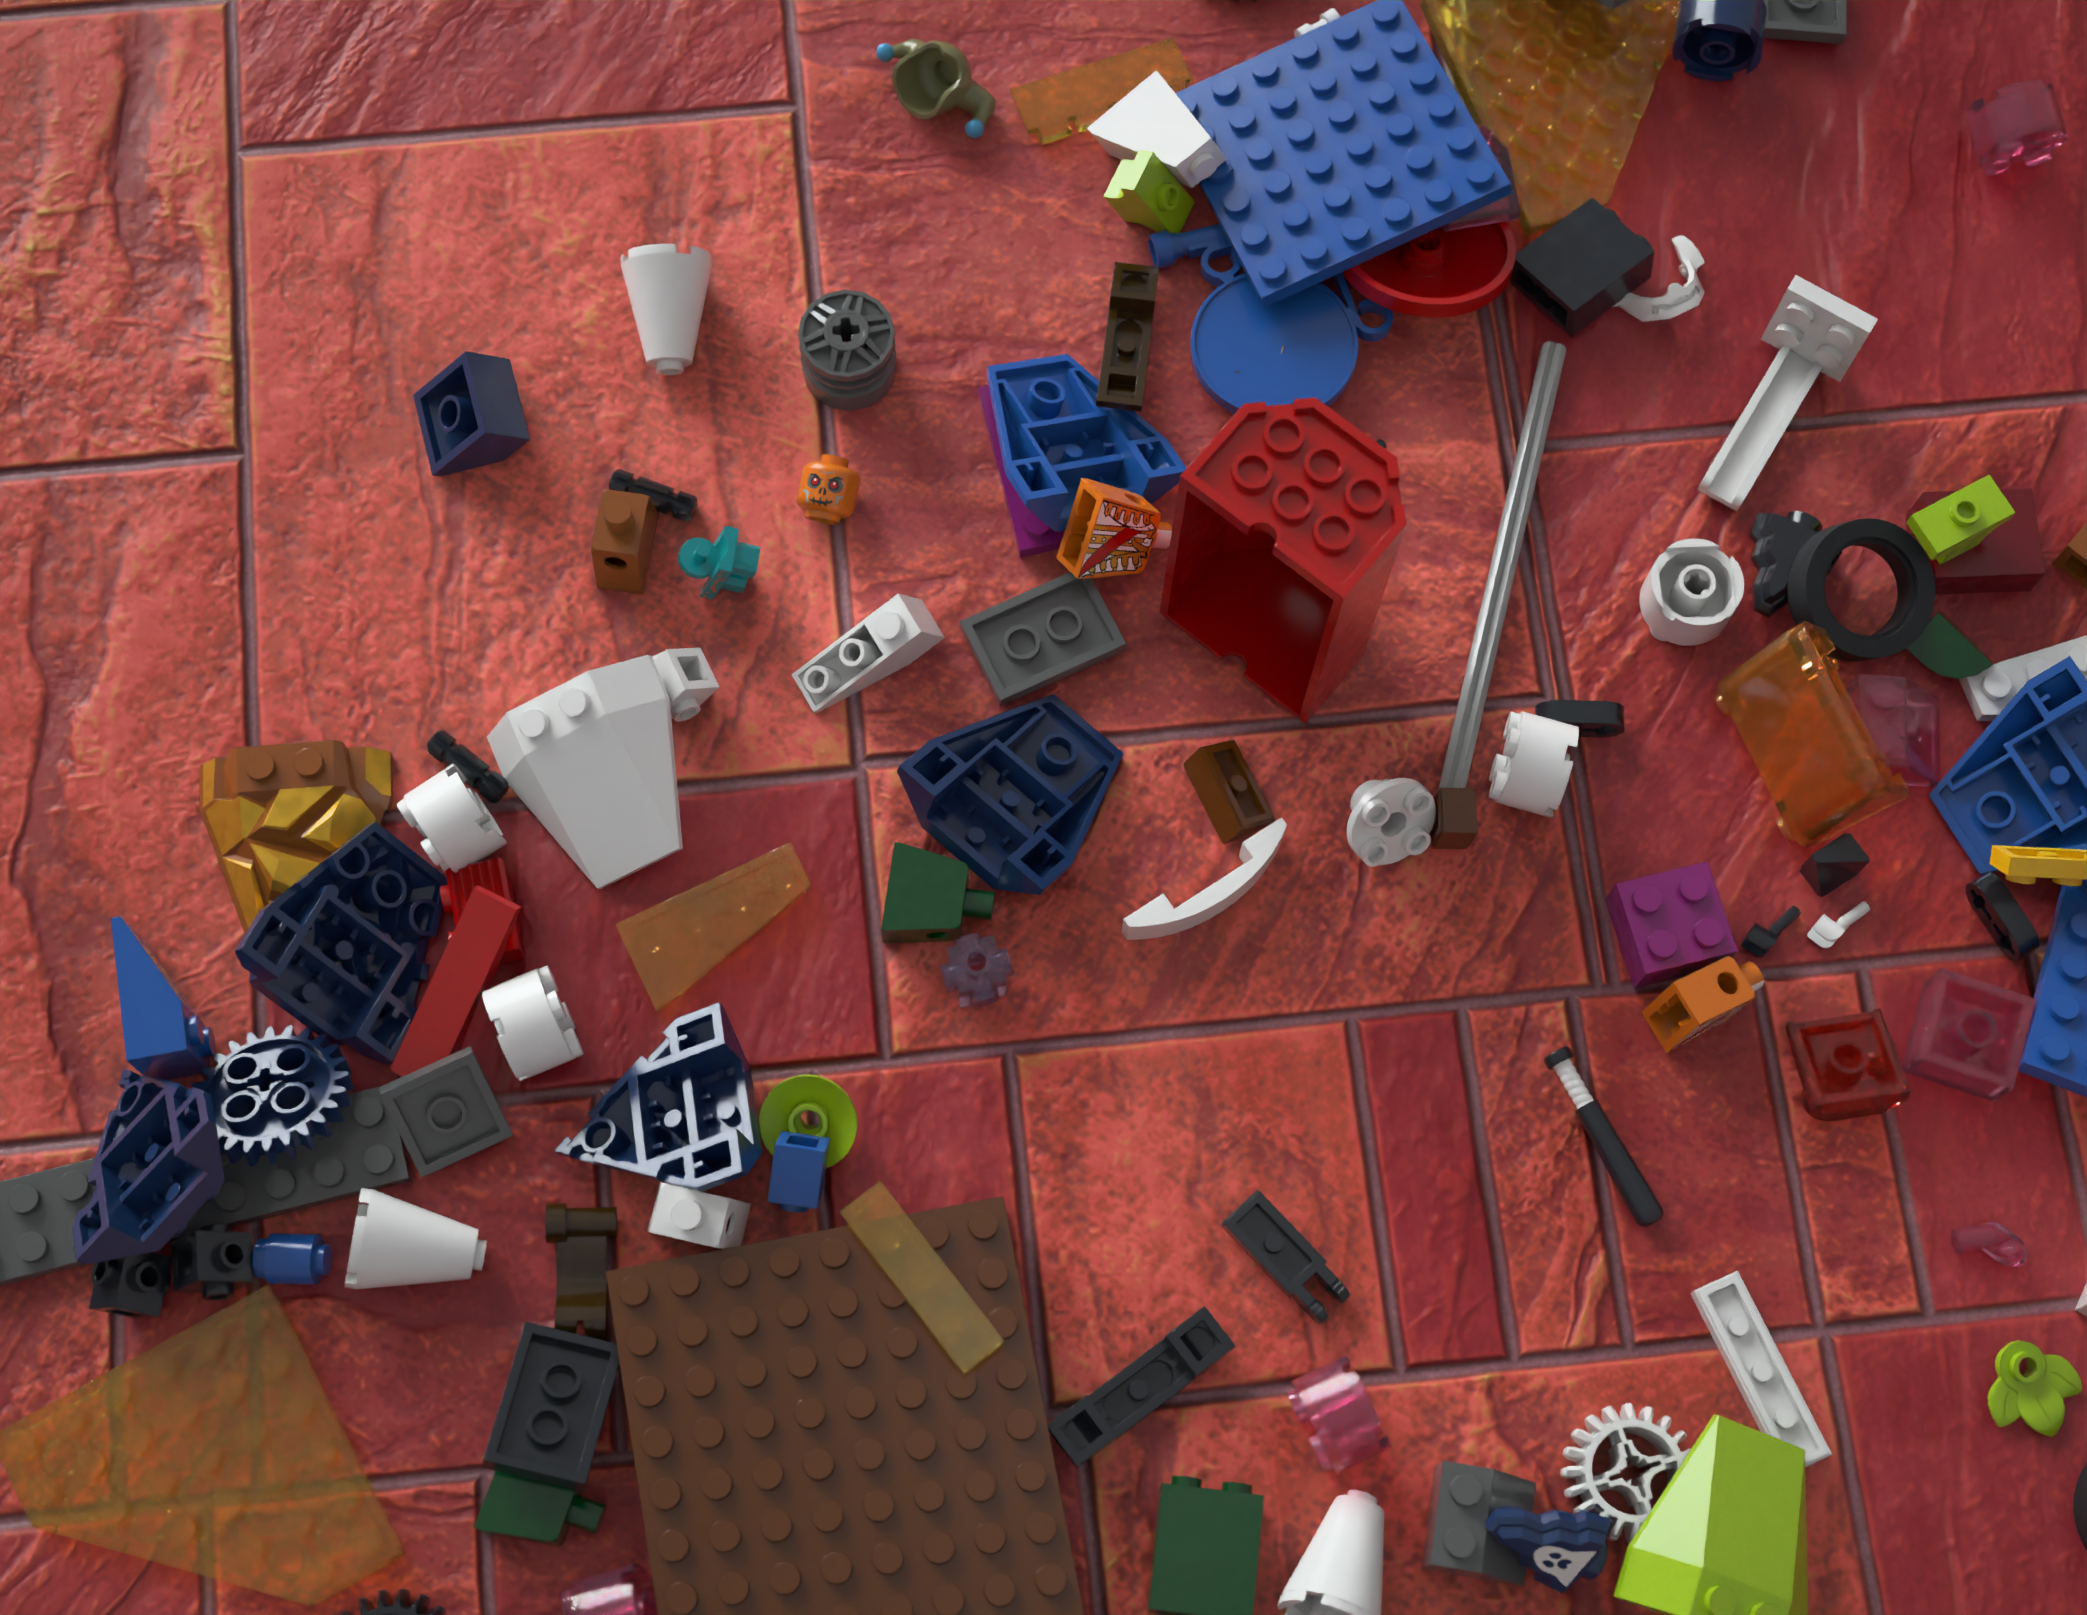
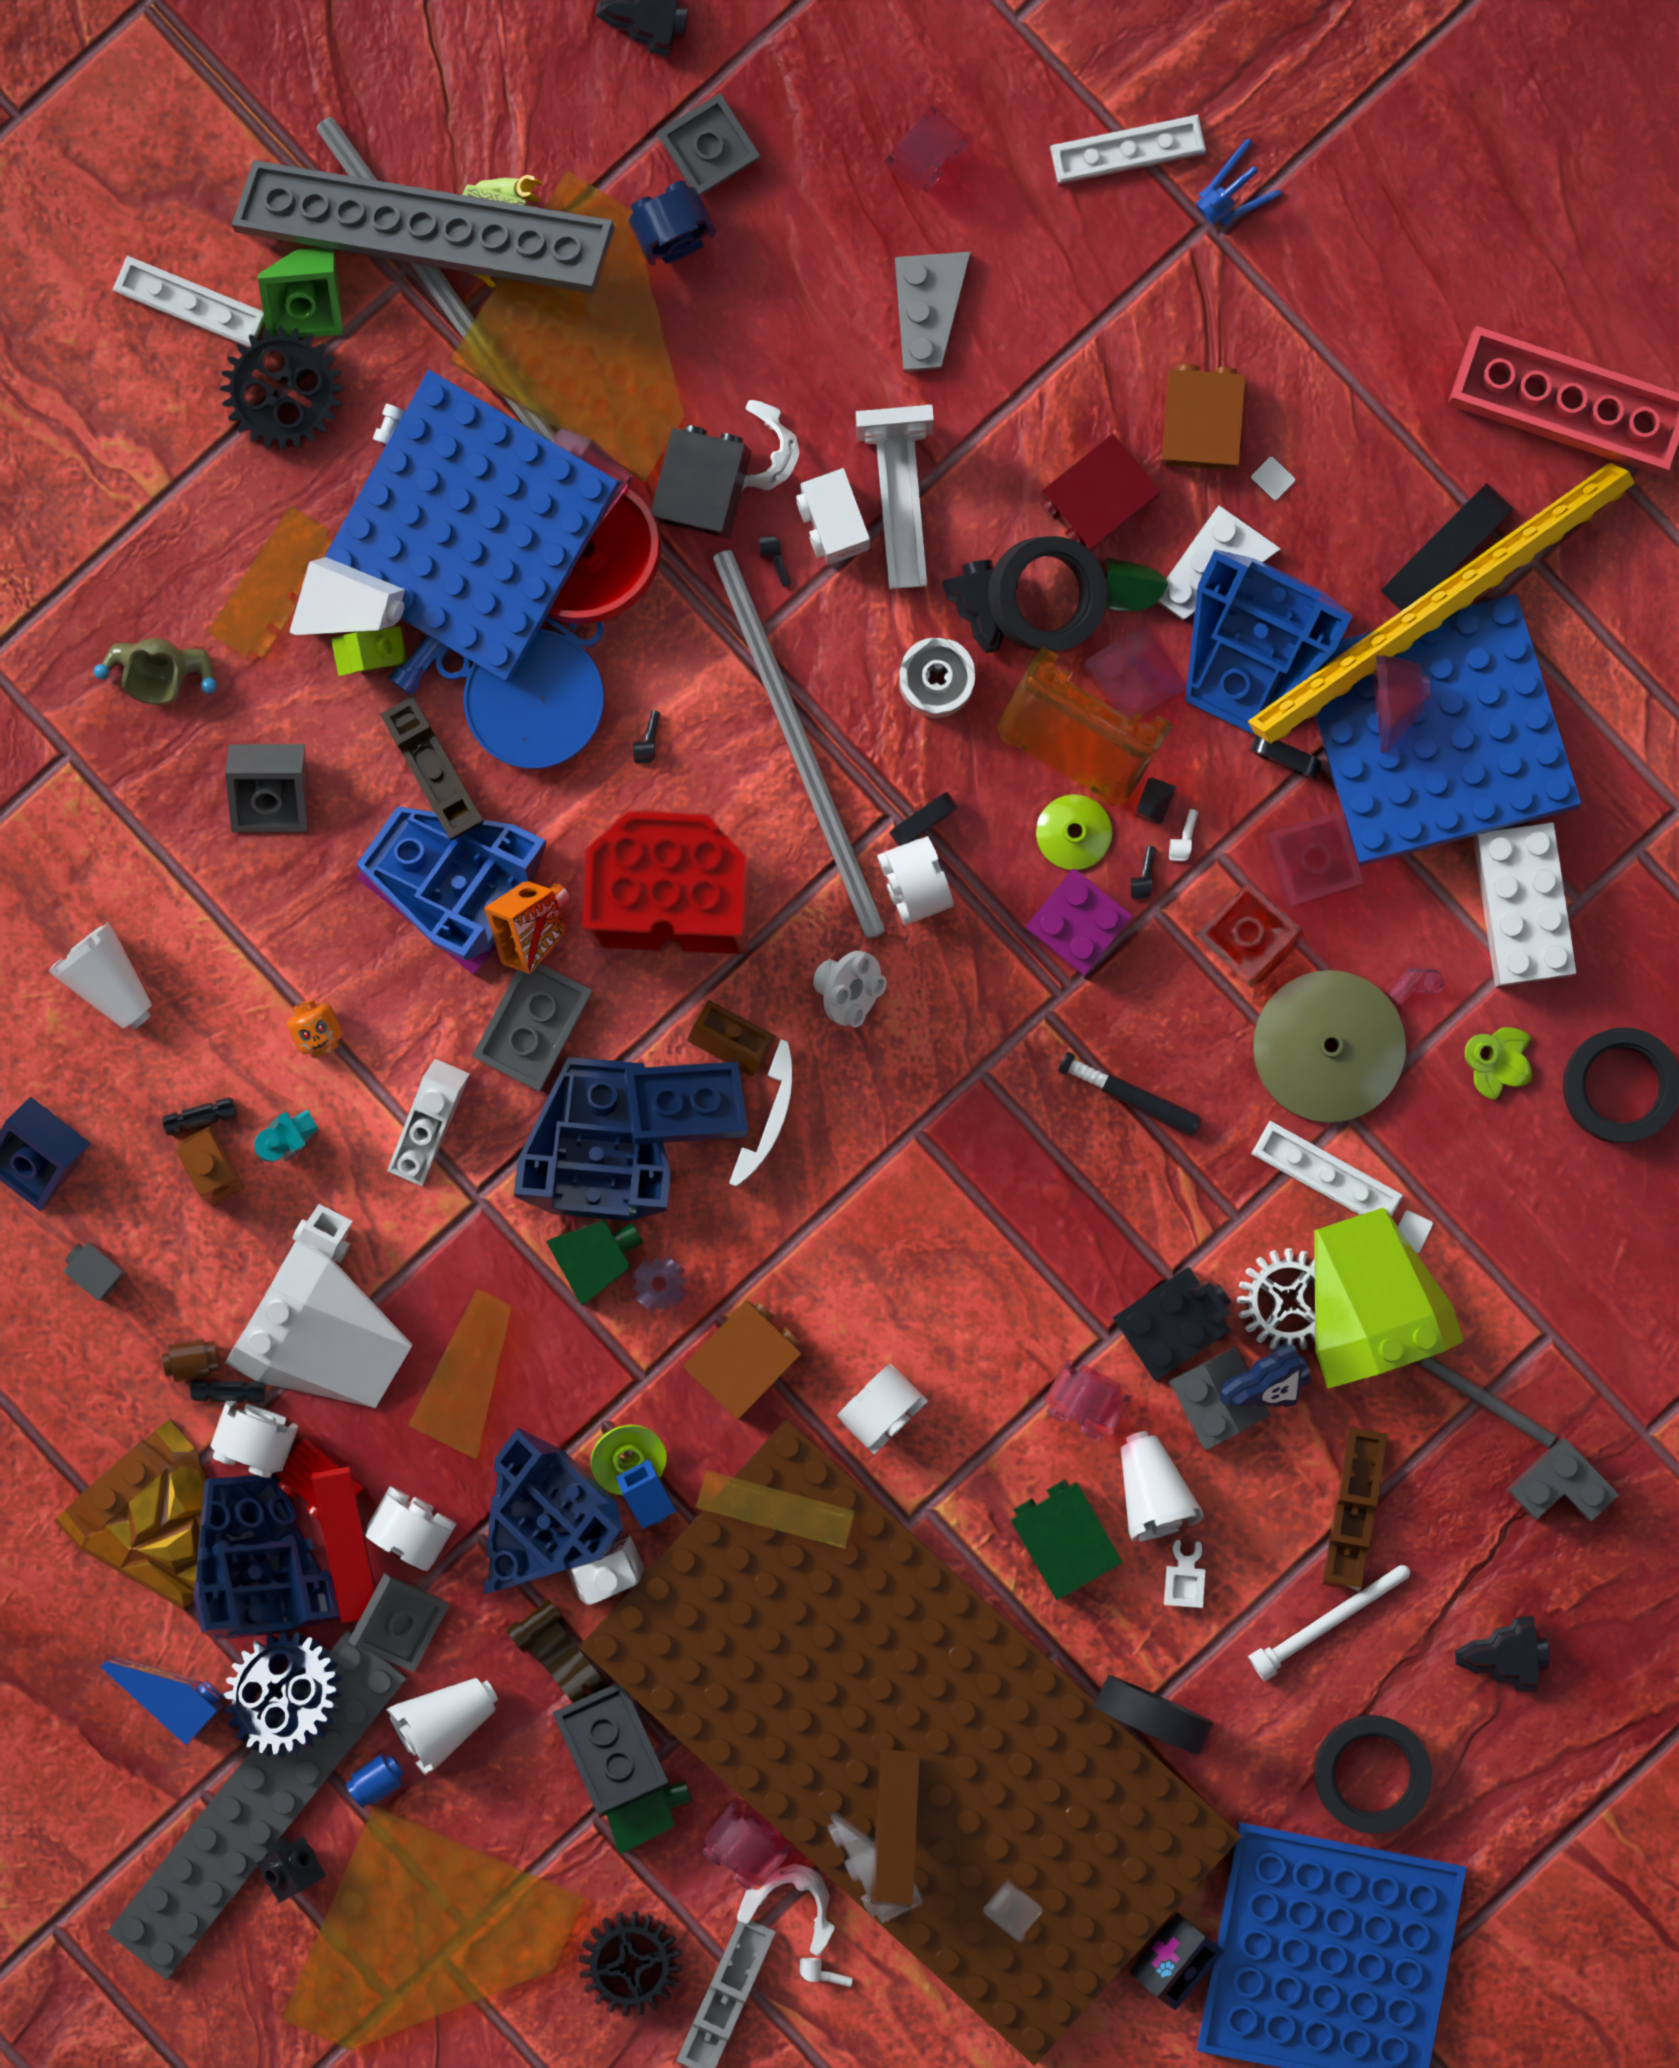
camera: 30 degrees left, 15 degrees up
(150, 1170) = (251, 1794): dark blue wedge -> none
(212, 1262) = (331, 1819): black brick -> none
(435, 559) = (93, 1270): none -> dark grey brick
(456, 708) = (190, 1360): none -> reddish brown brick
(851, 372) = (275, 921): dark grey wheel -> none
(956, 251) = (267, 787): none -> dark grey slope
(1005, 1108) = (743, 1358): none -> dark orange brick
(1111, 1260) = (881, 1408): none -> white brick
(1138, 812) = (685, 1103): none -> dark blue plate
(1140, 1387) = (954, 1469): black slope -> none
(1283, 1253) = (980, 1320): black hinge -> none
(1455, 818) = (889, 952): reddish brown slope -> none
(1497, 1404) = (1174, 1322): none -> black bracket
(1605, 372) = (771, 547): none -> black hand
(1693, 376) = (834, 517): none -> white brick
(1702, 1001) = (1128, 969): orange torso -> none
(1729, 863) = (1068, 851): none -> lime dish
(1817, 1266) = (1292, 1051): none -> olive dish
(1820, 1502) = (1415, 1229): none -> white sticker
(1917, 267) = (927, 305): none -> light grey wing
(1960, 519) = (1080, 506): lime brick -> none

